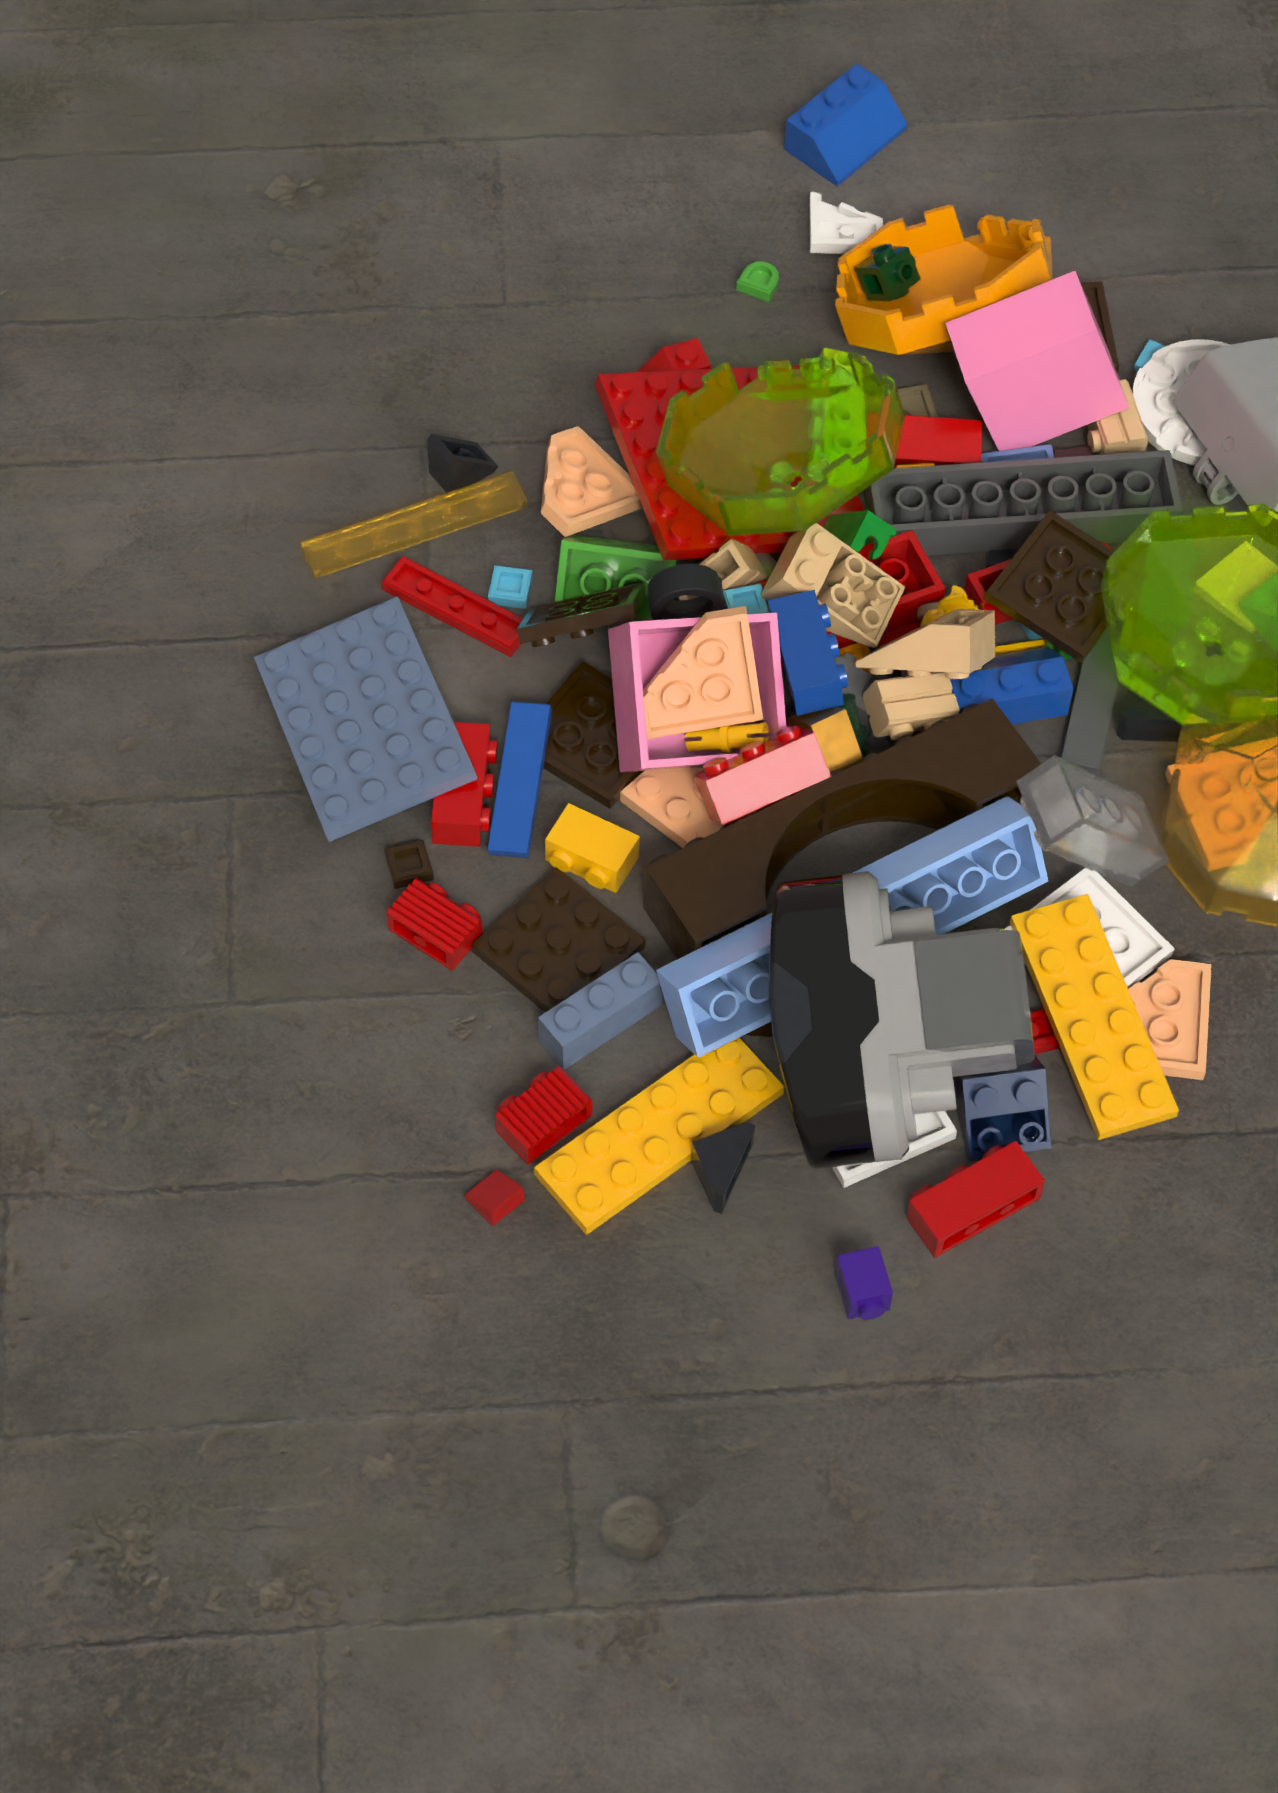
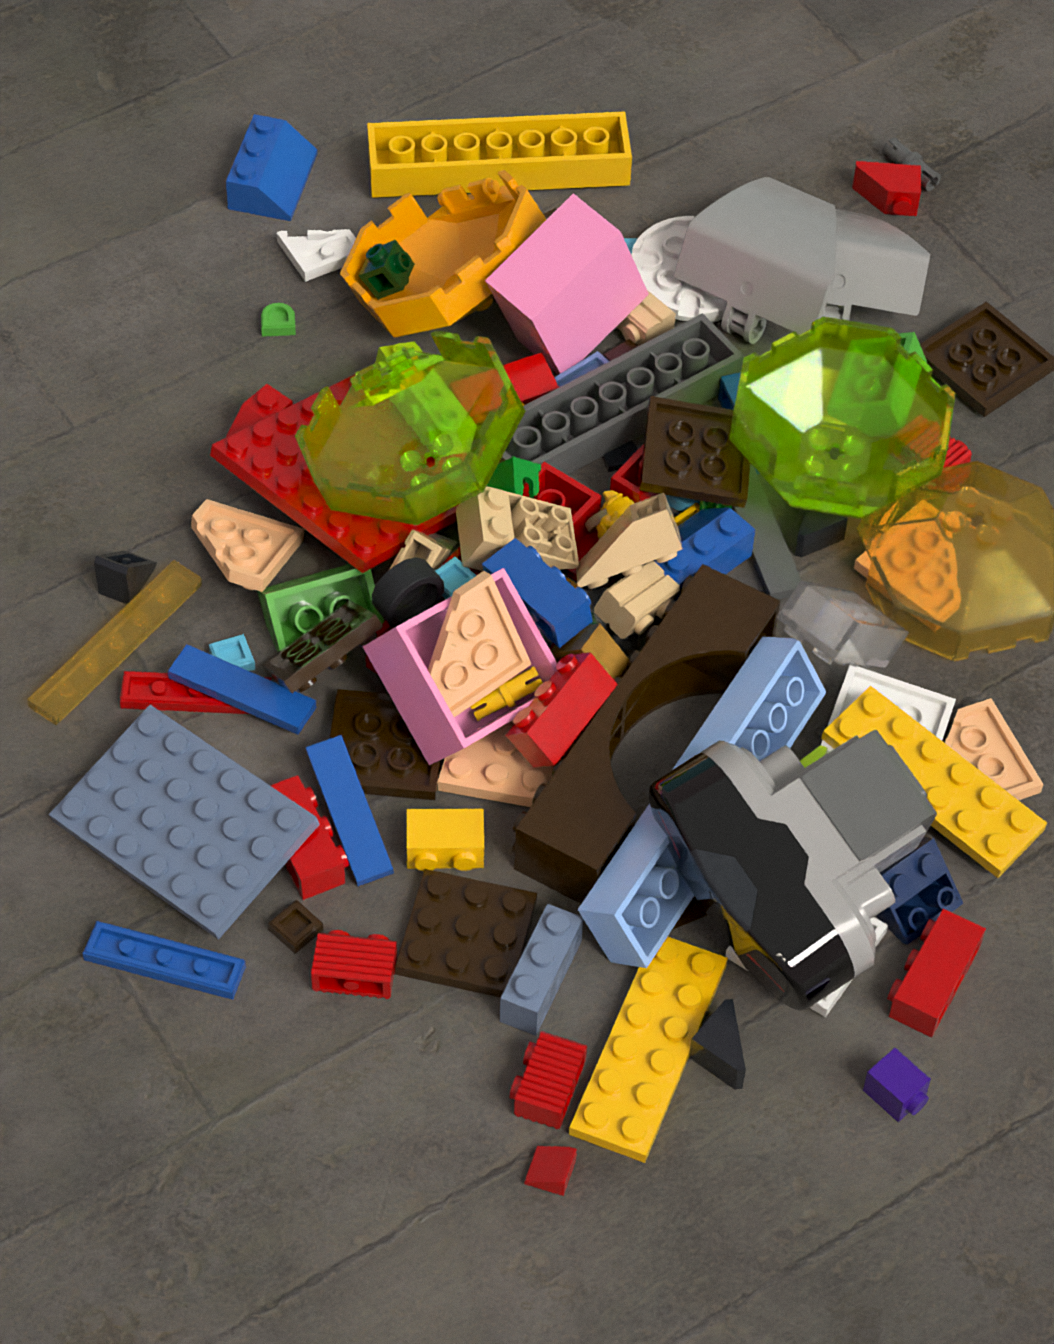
camera: 30 degrees left, 5 degrees down
(274, 838) = (164, 960): none -> blue tile
(493, 621) = (242, 689): none -> blue tile
(1079, 202) = (533, 149): none -> yellow brick

